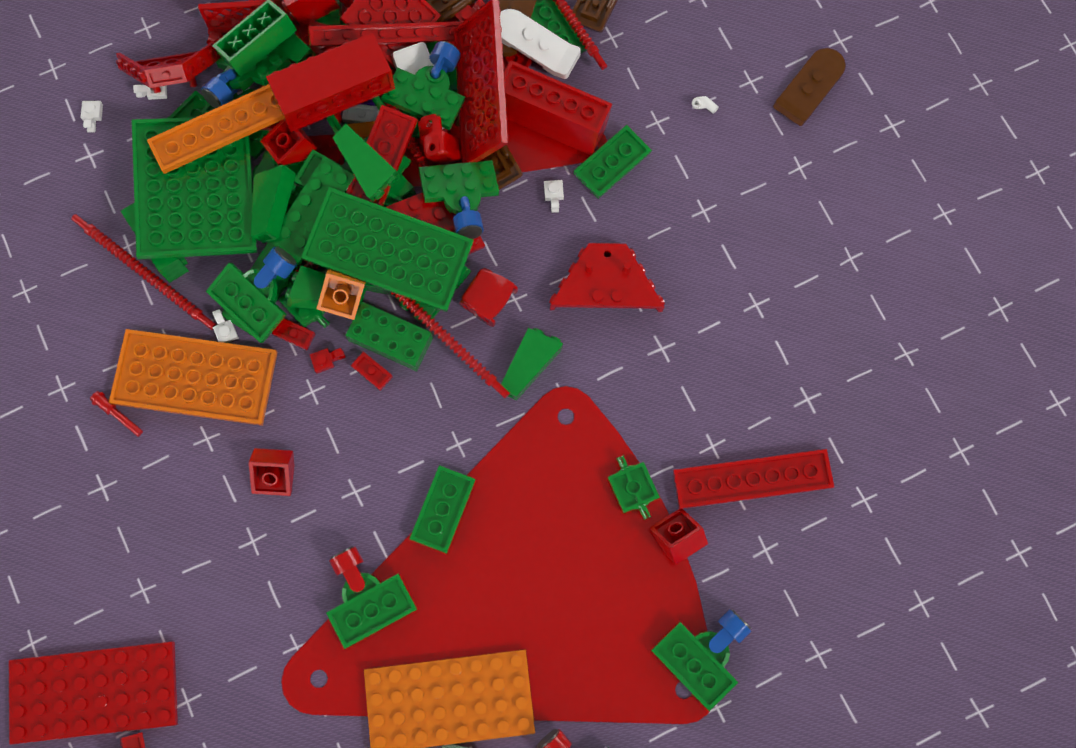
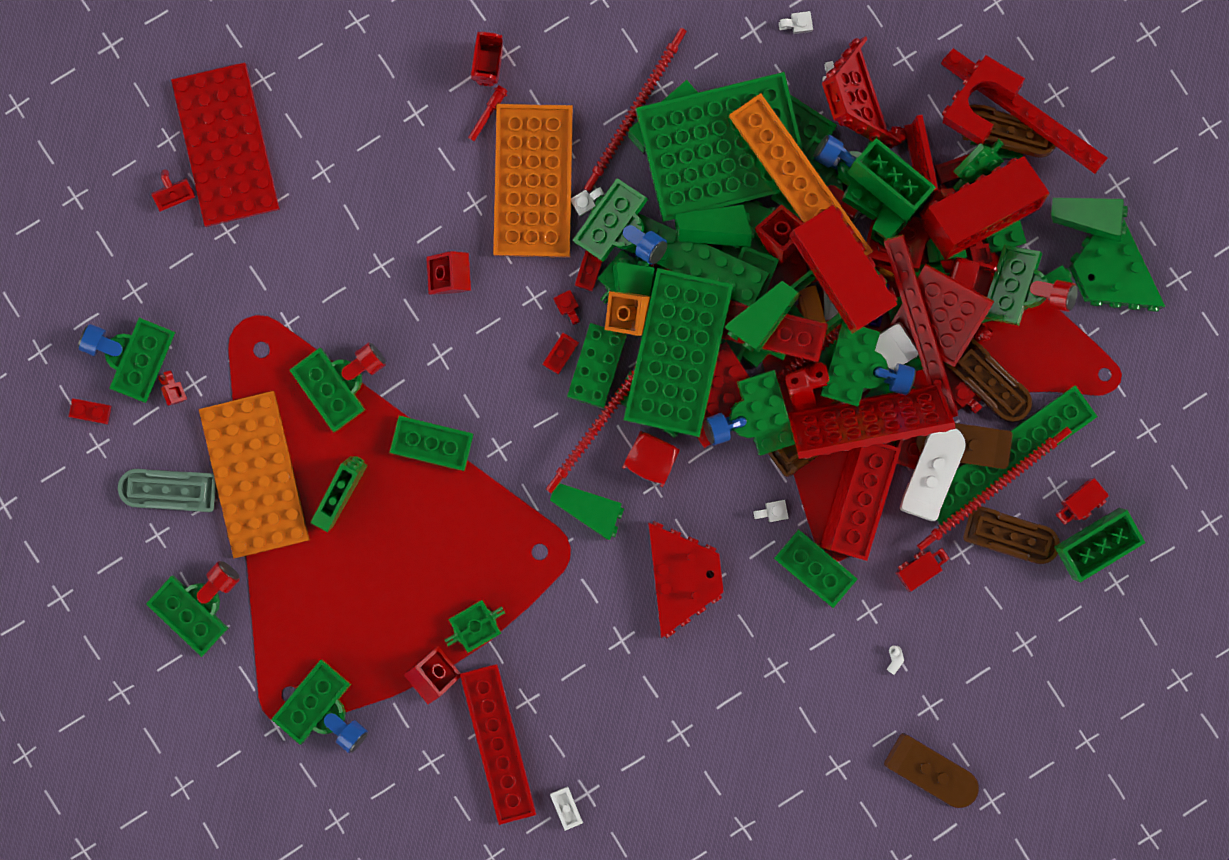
camera: 80 degrees right, 10 degrees up
(59, 403) = (487, 58): none -> red piece
(481, 610) = (339, 492): none -> green slope
(623, 70) = (921, 568): none -> red brick
(821, 419) = (566, 808): none -> white plate

